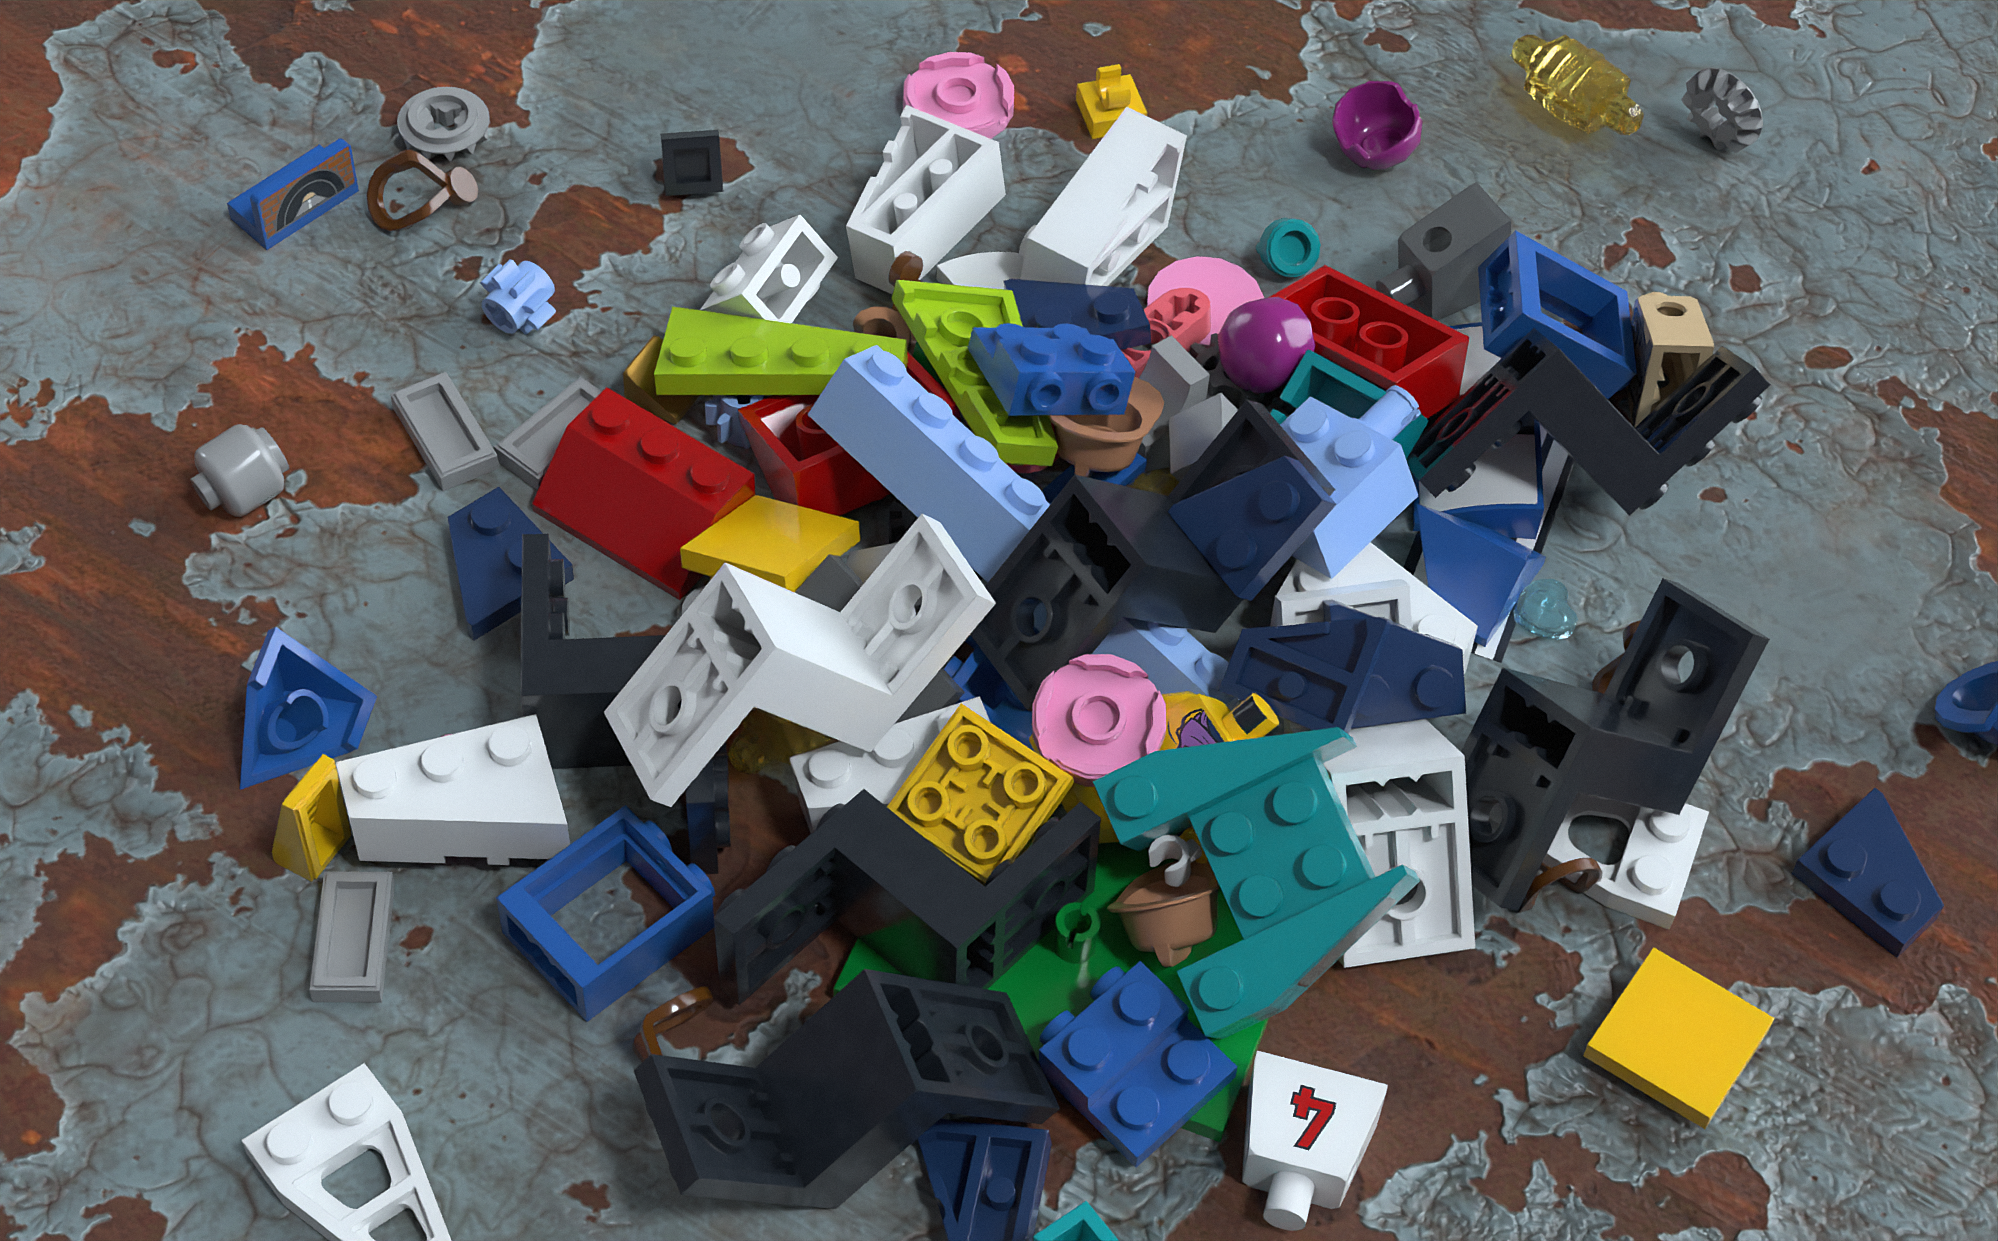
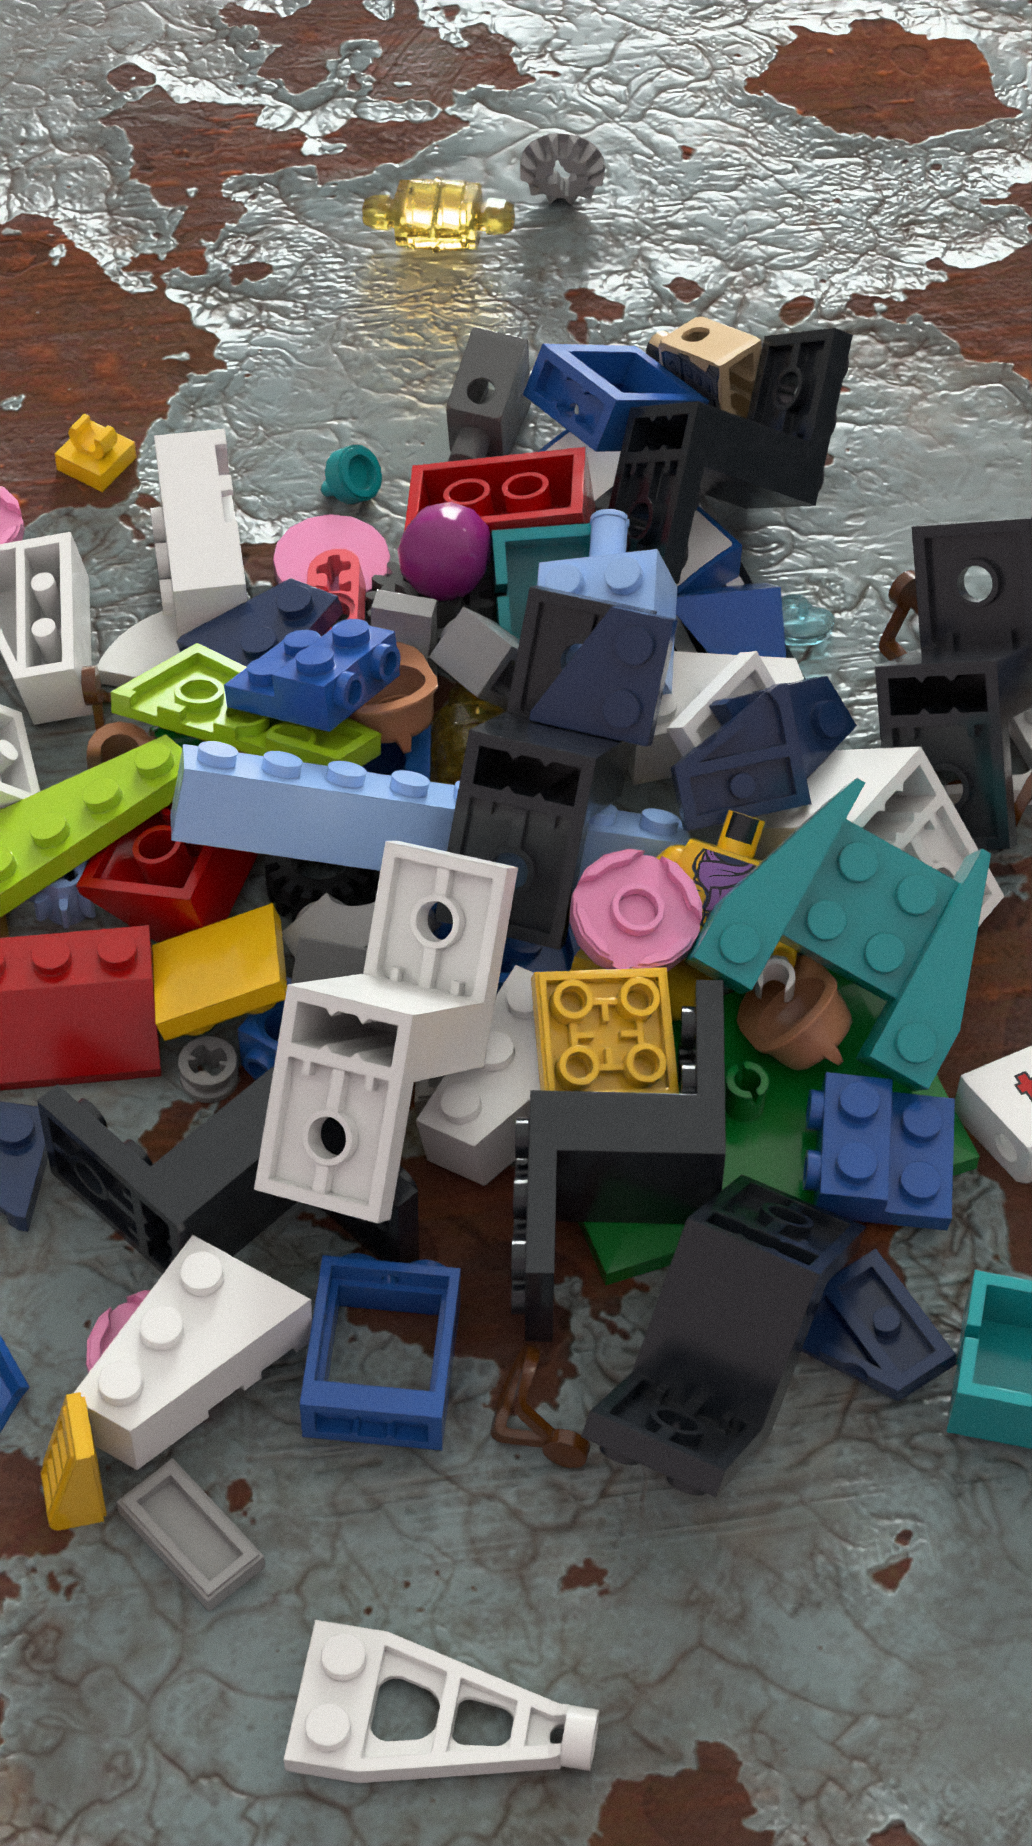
camera: 40 degrees left, 0 degrees up
(1377, 125) = (325, 338): magenta hair -> none

